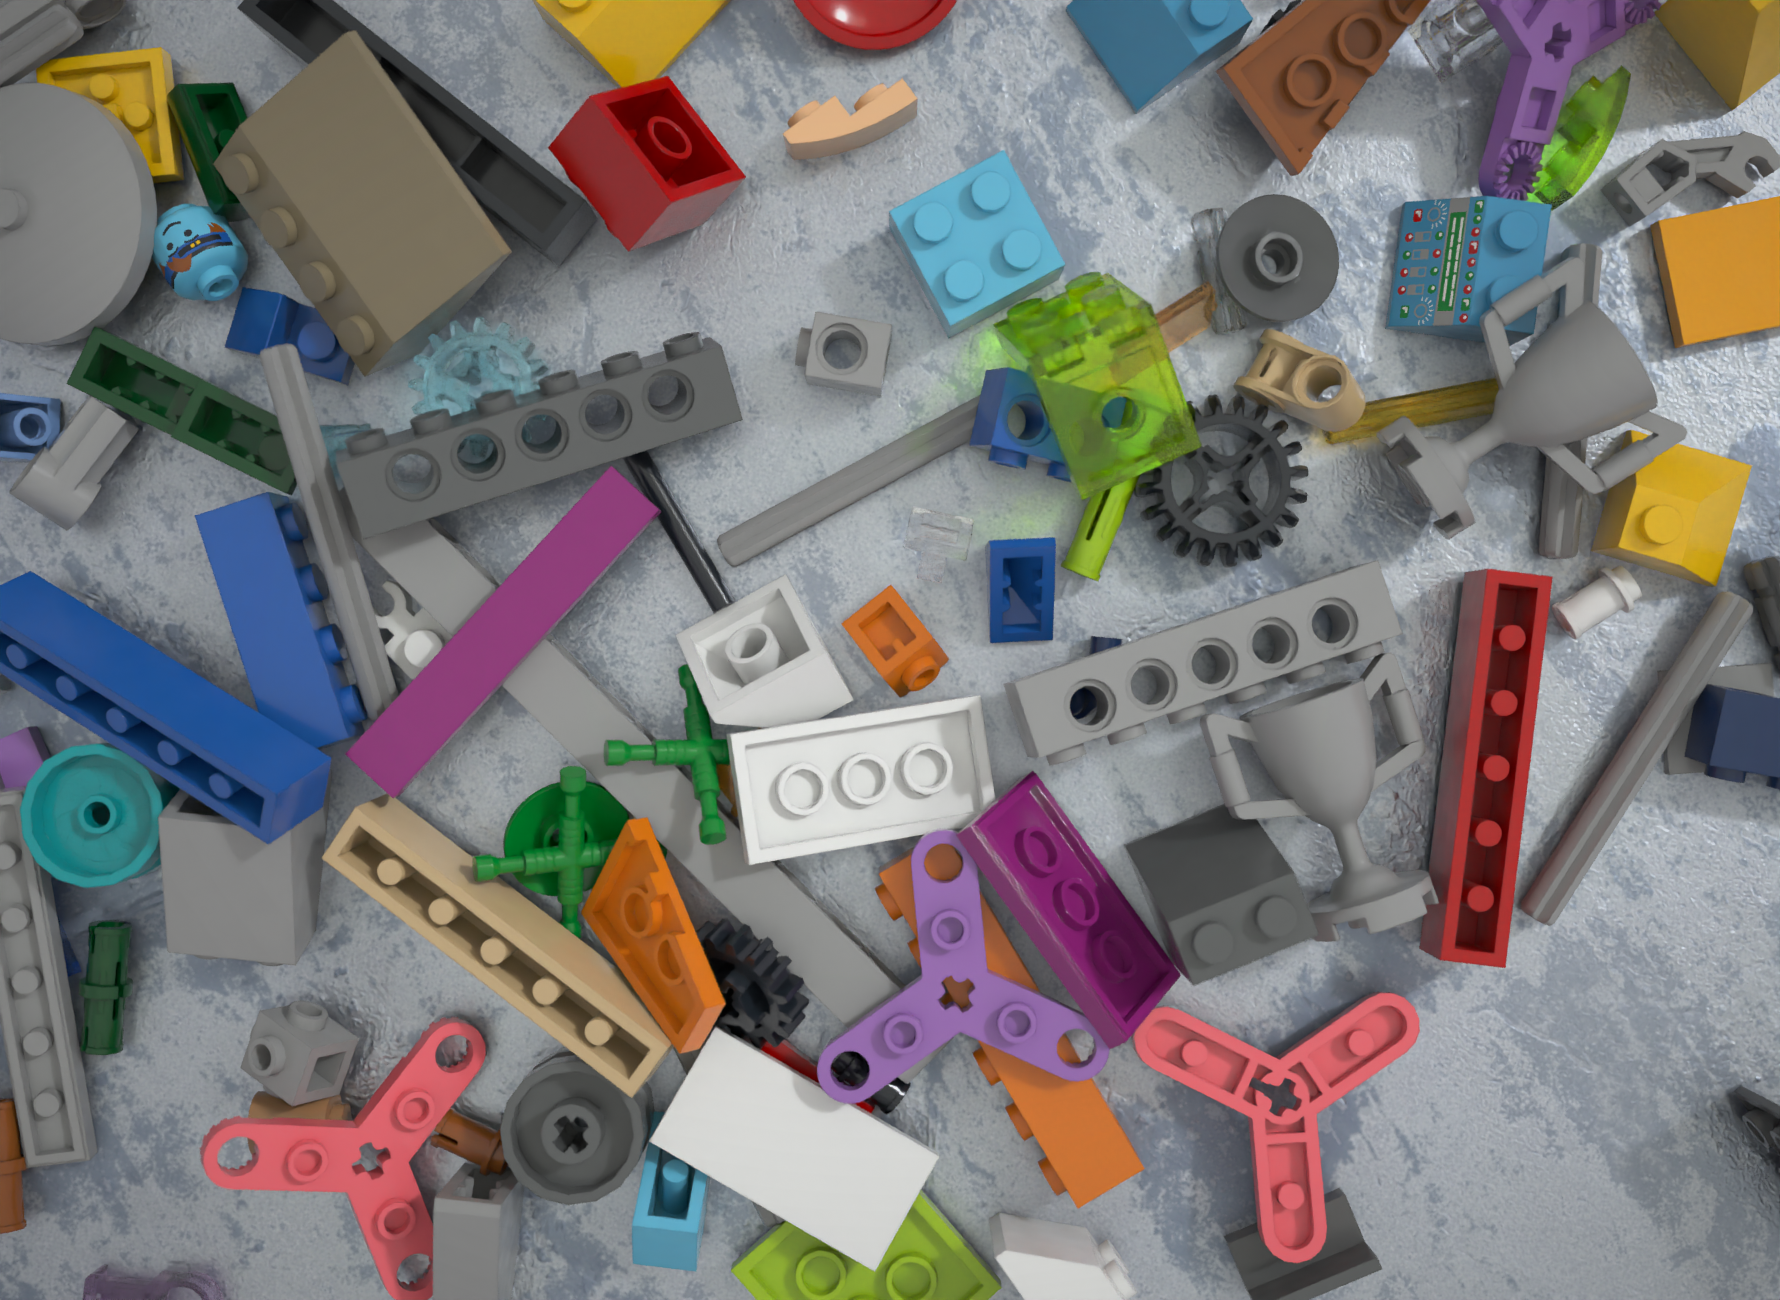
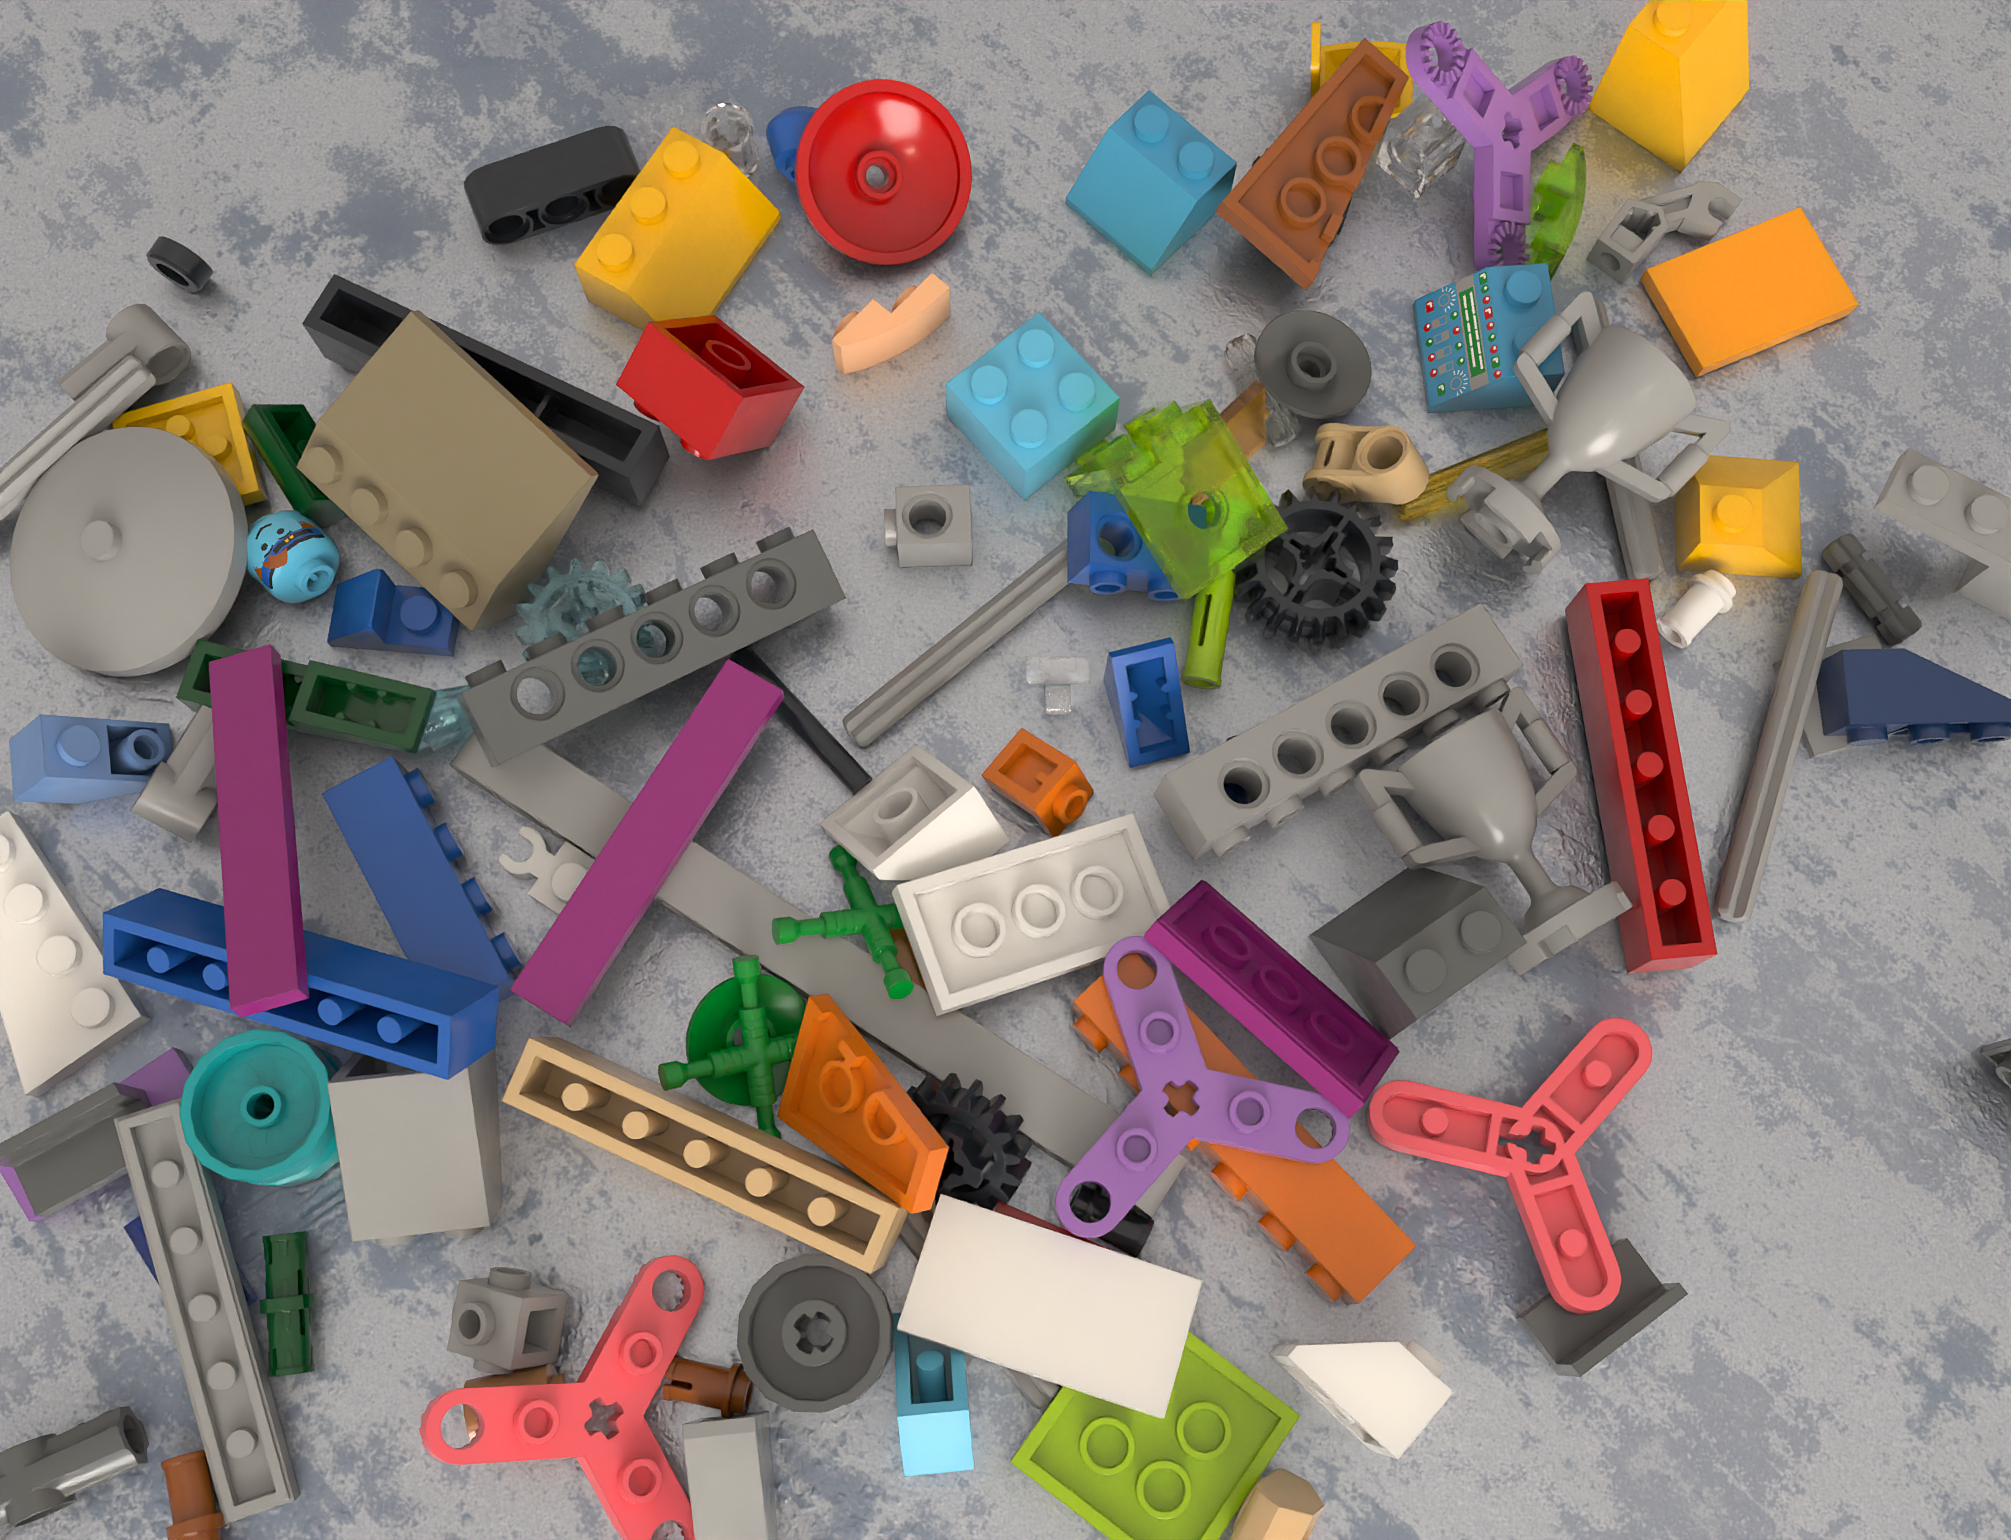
camera: 15 degrees left, 15 degrees down
(122, 552) = (257, 833): none -> magenta tile
(329, 526) = (460, 775): light grey axle -> none

